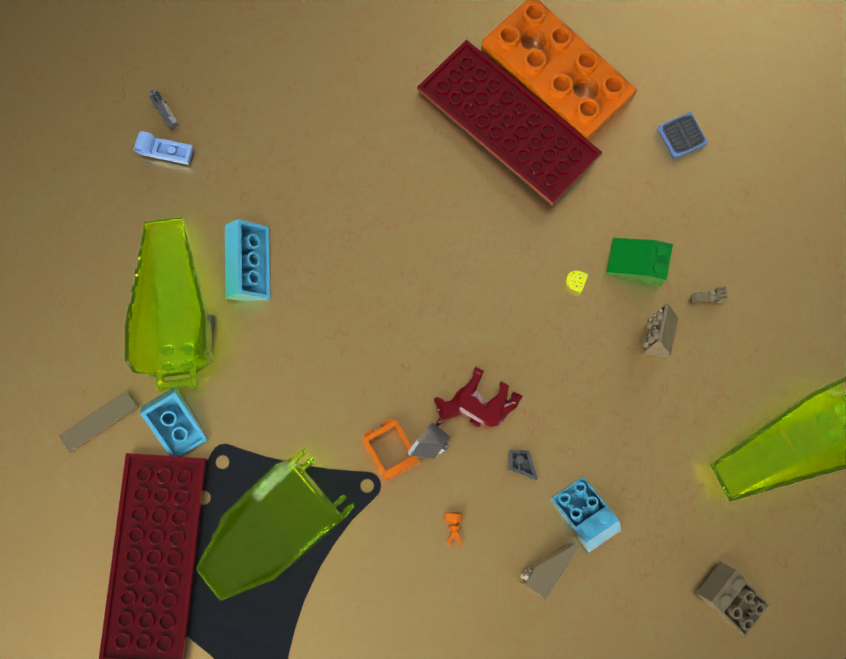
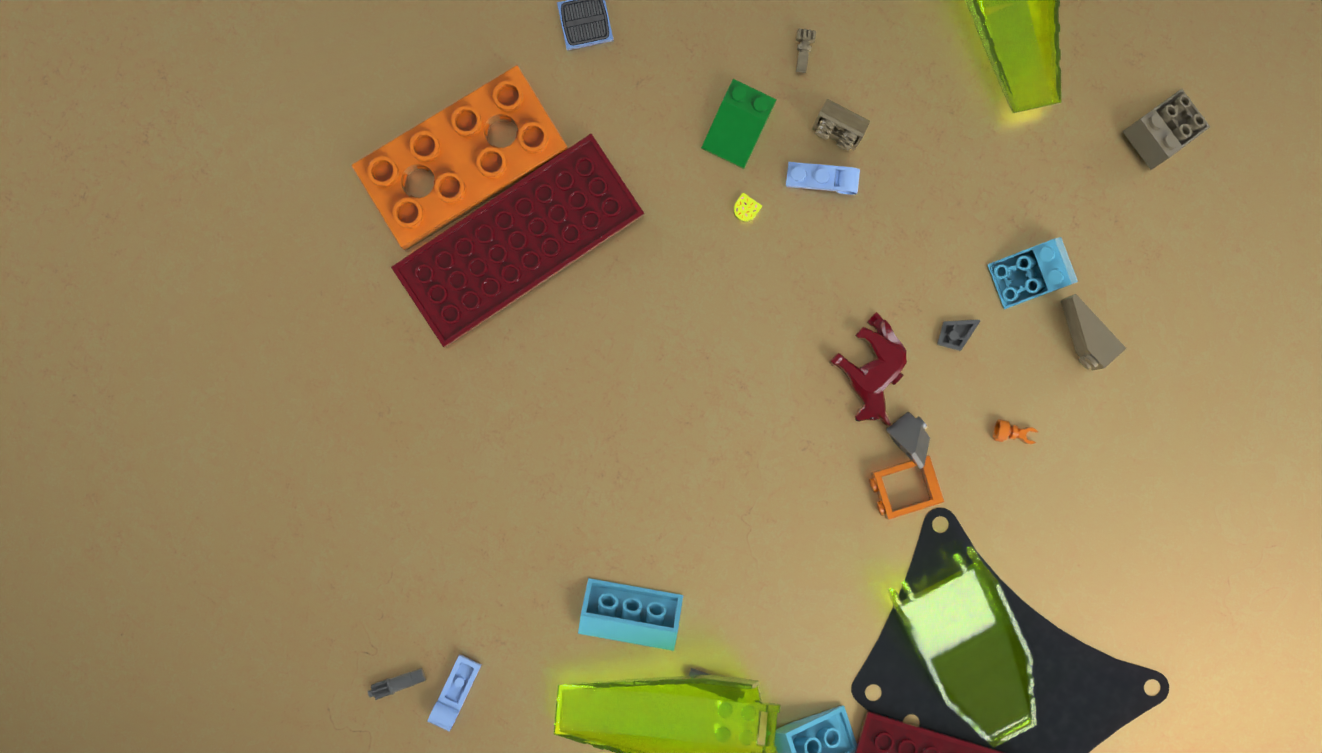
camera: 70 degrees left, 10 degrees up
(616, 332) = (823, 177): none -> light blue plate

